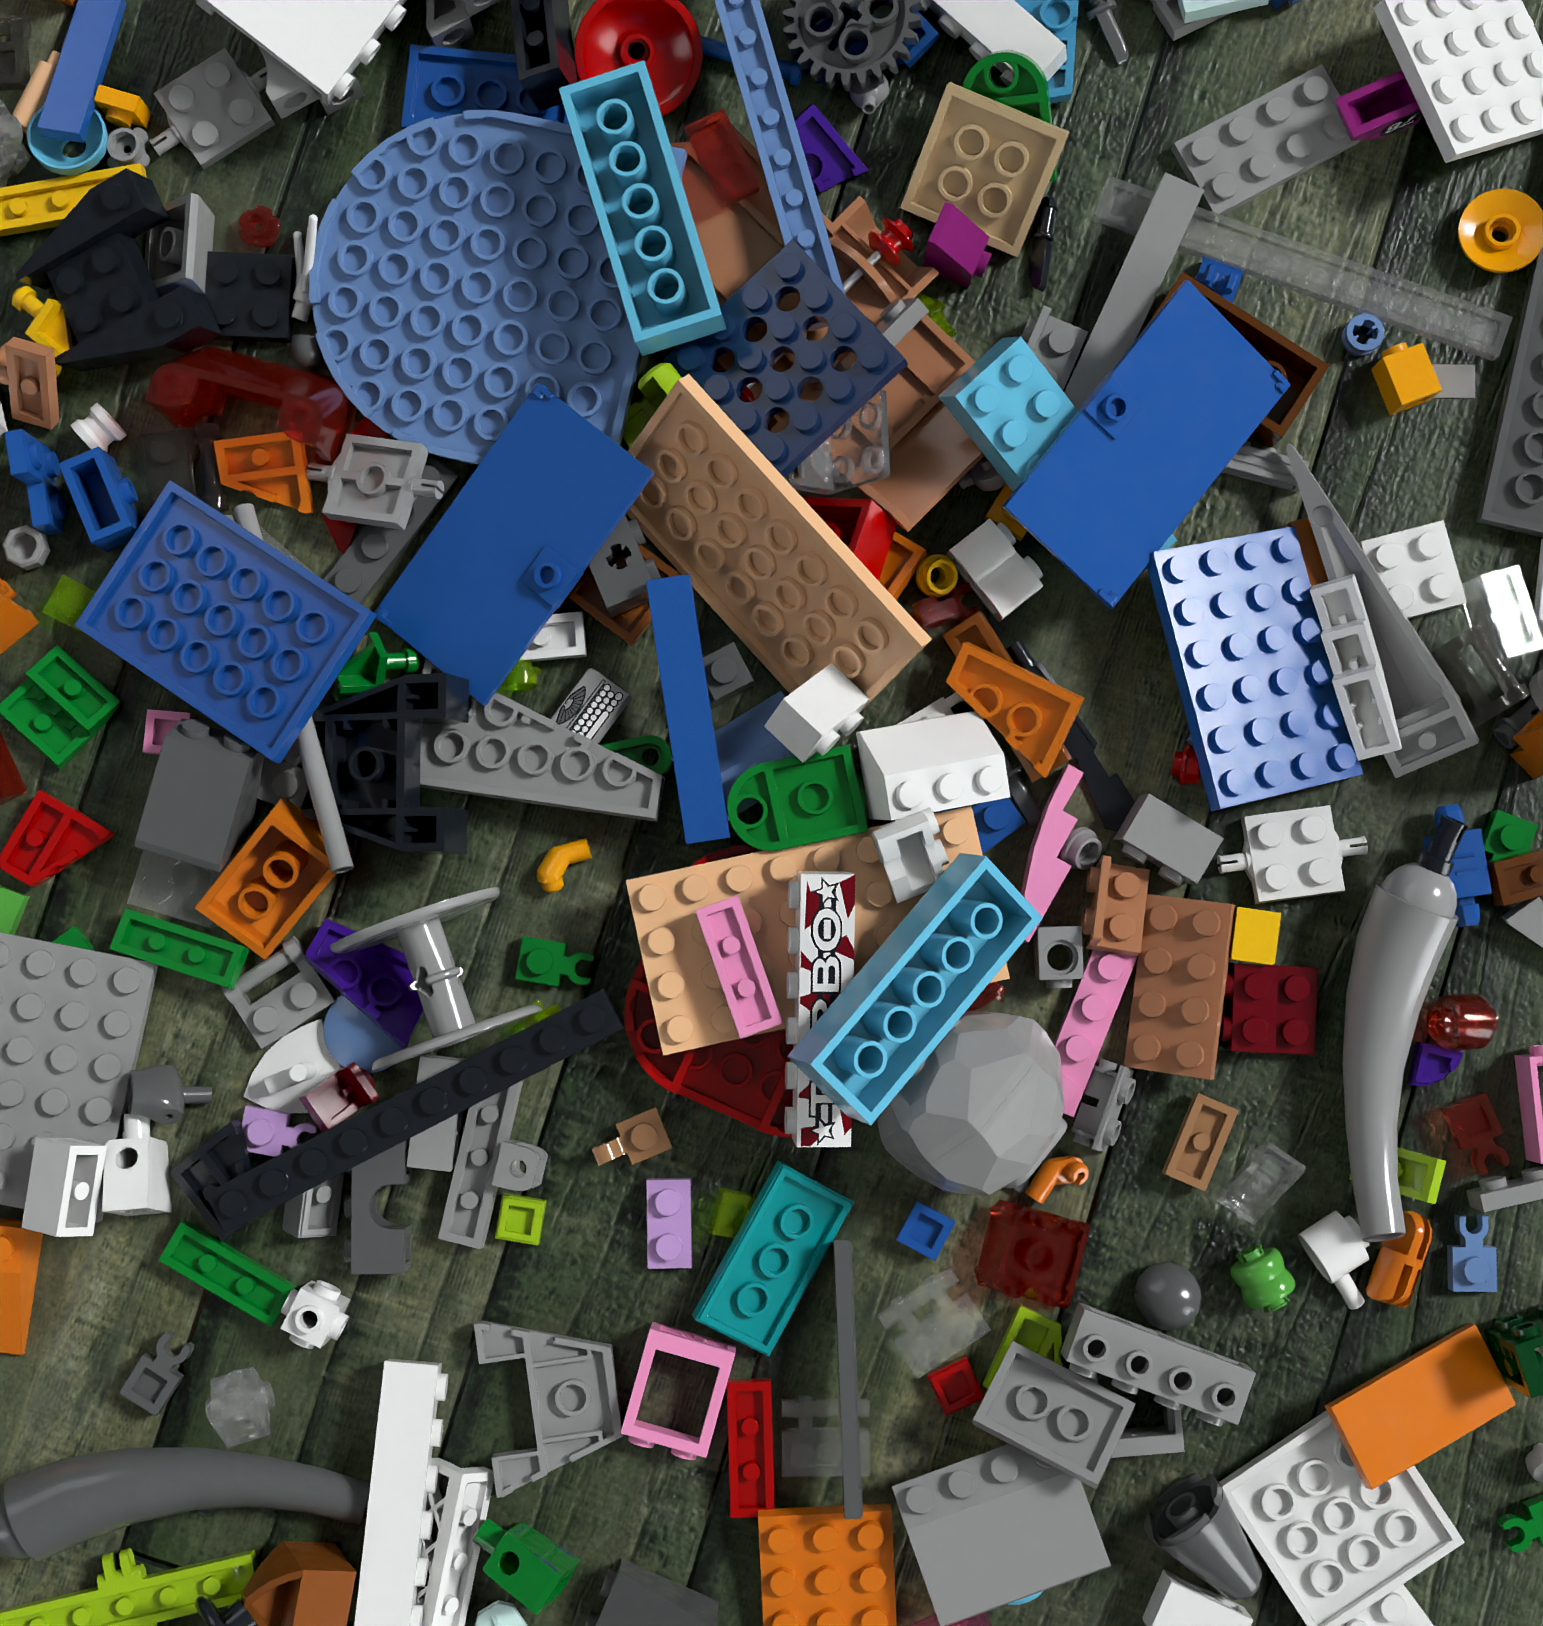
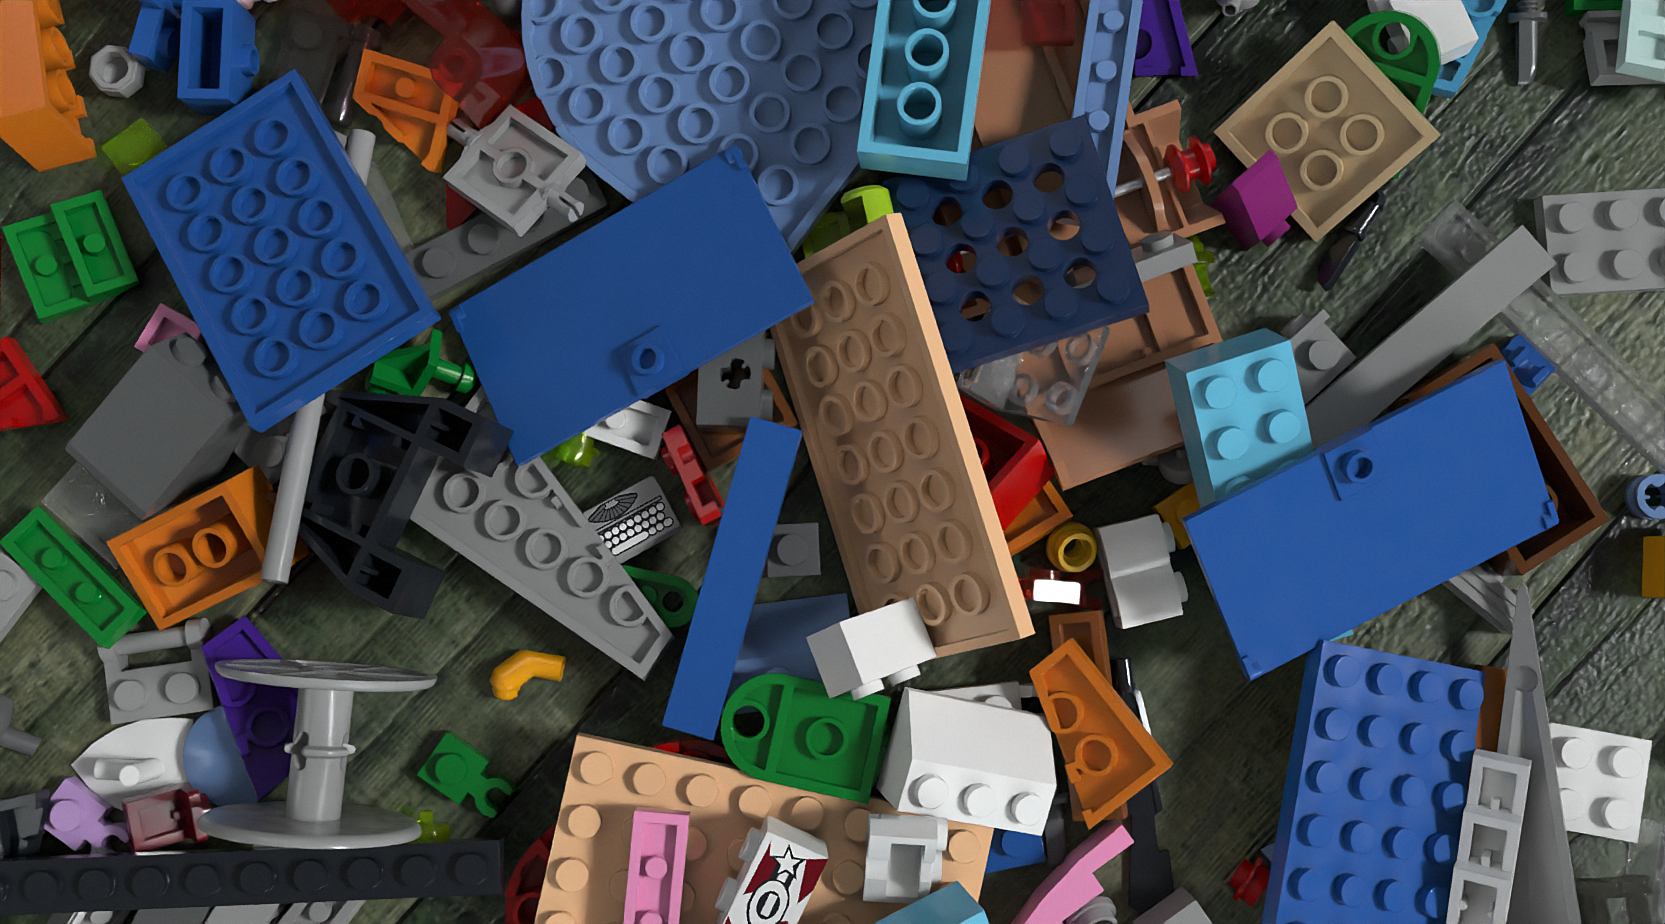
camera: 20 degrees right, 0 degrees up
(607, 643) = (683, 459): none -> red wing

